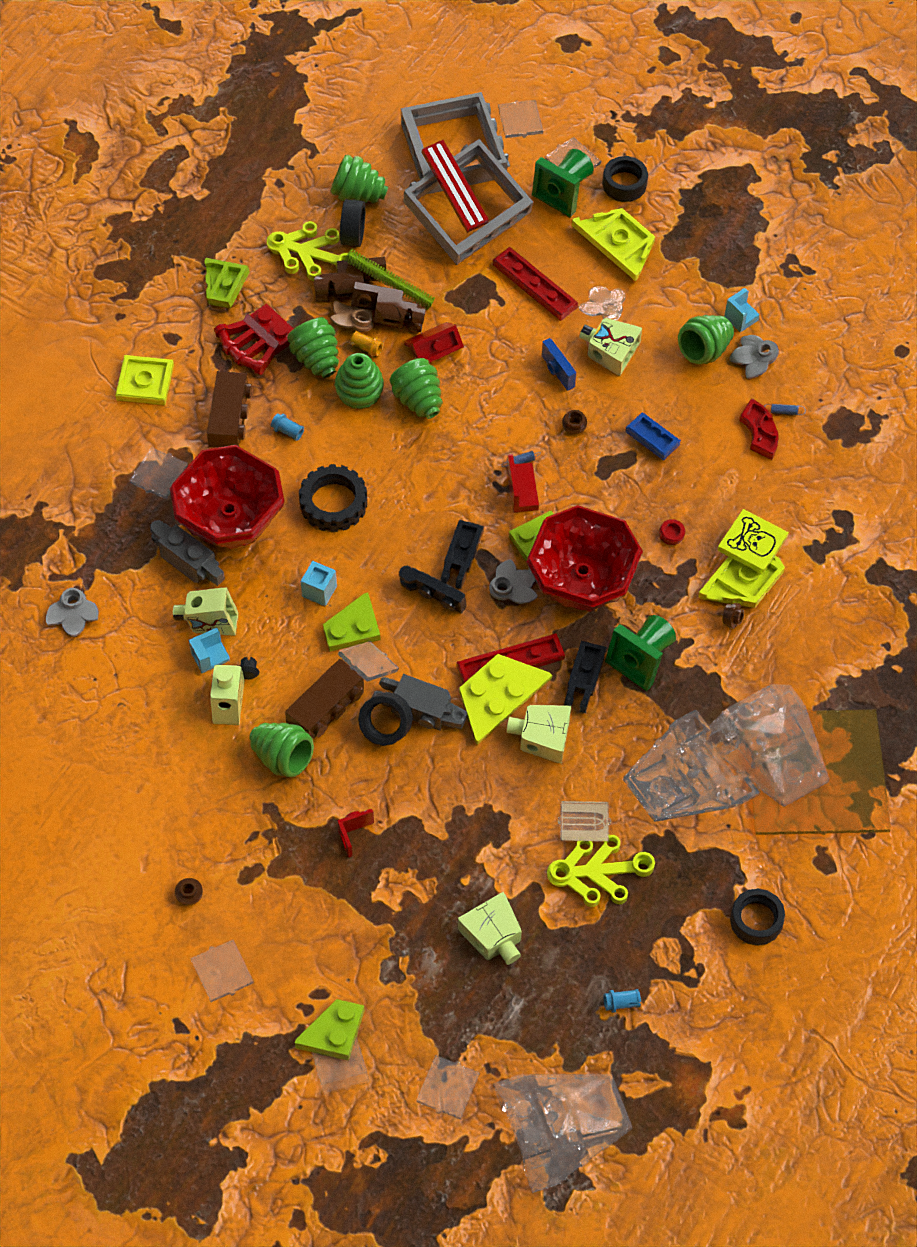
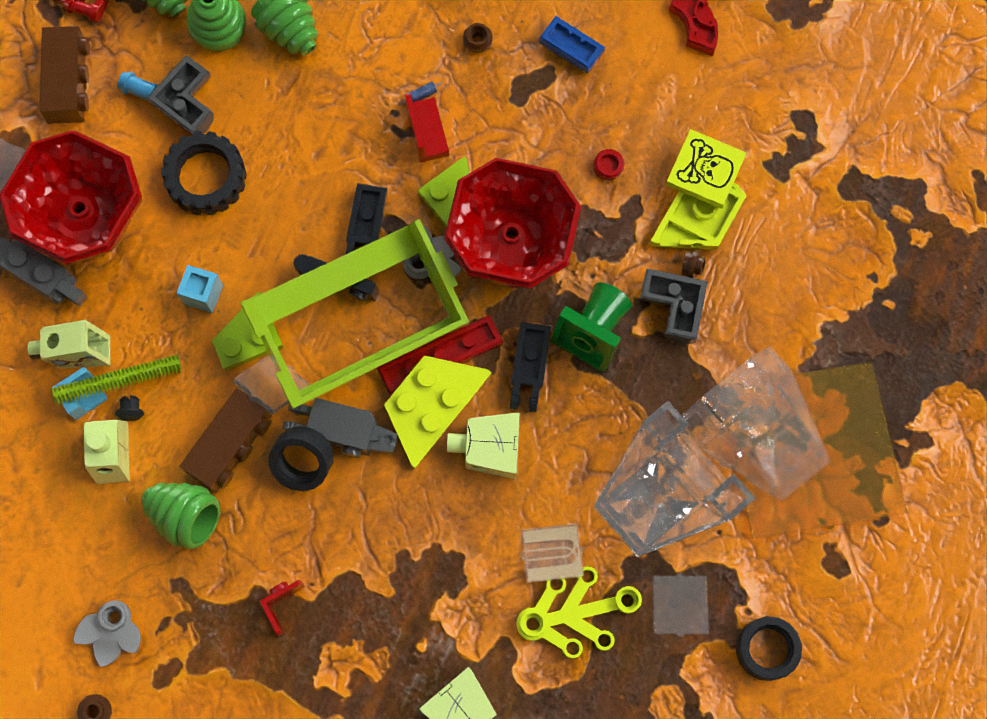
camera: 10 degrees left, 15 degrees up
(208, 838) = (106, 637): none -> light grey plate
(242, 640) = (115, 379): none -> lime axle
(319, 437) = (176, 98): none -> dark grey brick
(442, 581) = (339, 275): none -> lime piece
(687, 876) = (680, 605): none -> clear piece
(721, 642) = (683, 296): none -> dark grey brick

